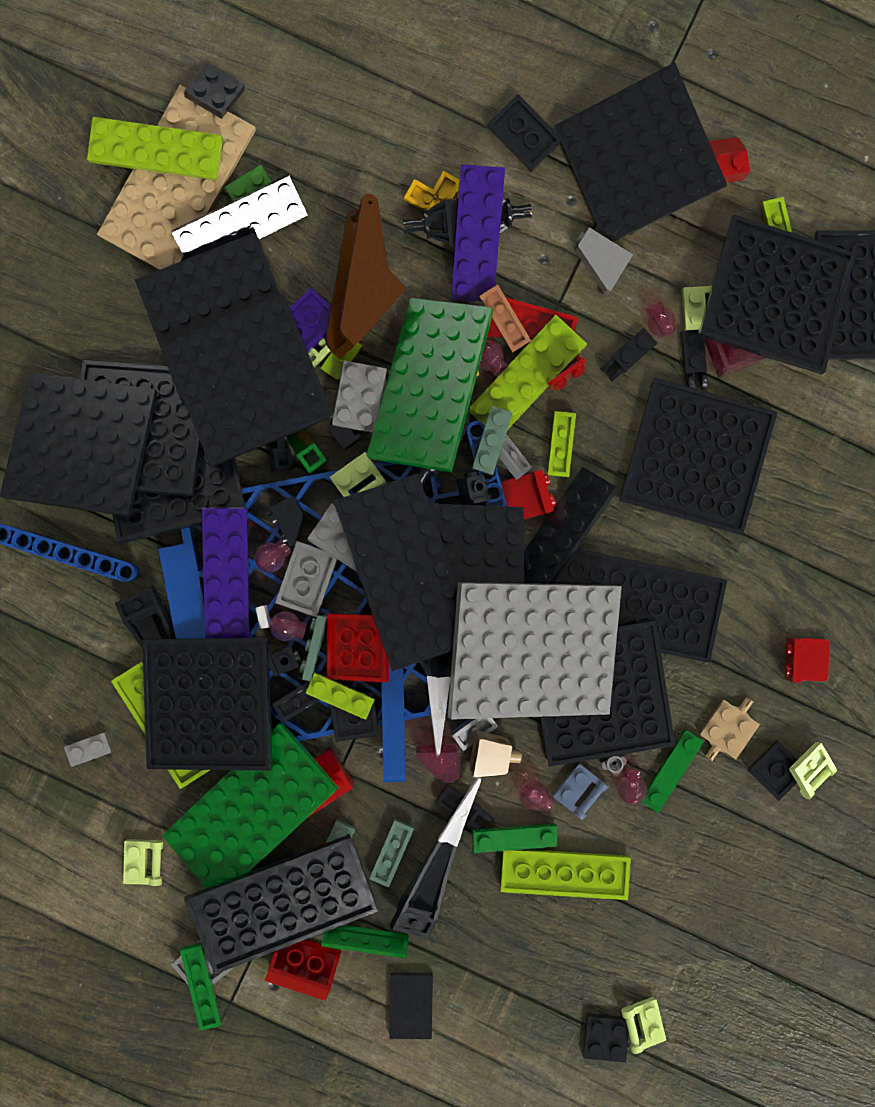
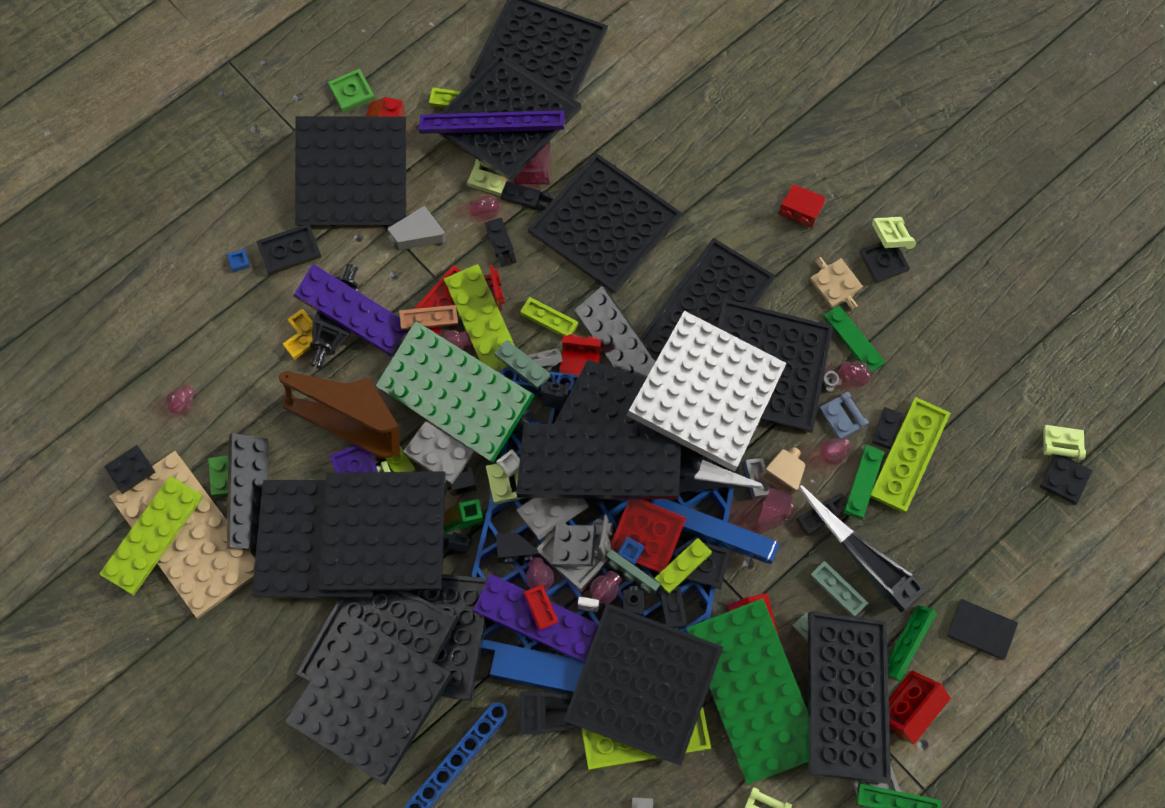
camera: 75 degrees left, 20 degrees down
(232, 574) = (540, 607): none -> red plate
(308, 104) = (180, 400): none -> clear pink piece
(312, 579) = (574, 546): none -> plate
(328, 605) = (603, 532): none -> light grey hinge
(334, 637) = (631, 550): none -> blue tile
(374, 475) = (509, 463): none -> white tile
(490, 86) = (238, 260): none -> blue tile
(586, 839) = (887, 428): none -> black plate
(743, 108) = (351, 90): none -> bright green tile
(760, 283) = (492, 122): none -> dark purple plate

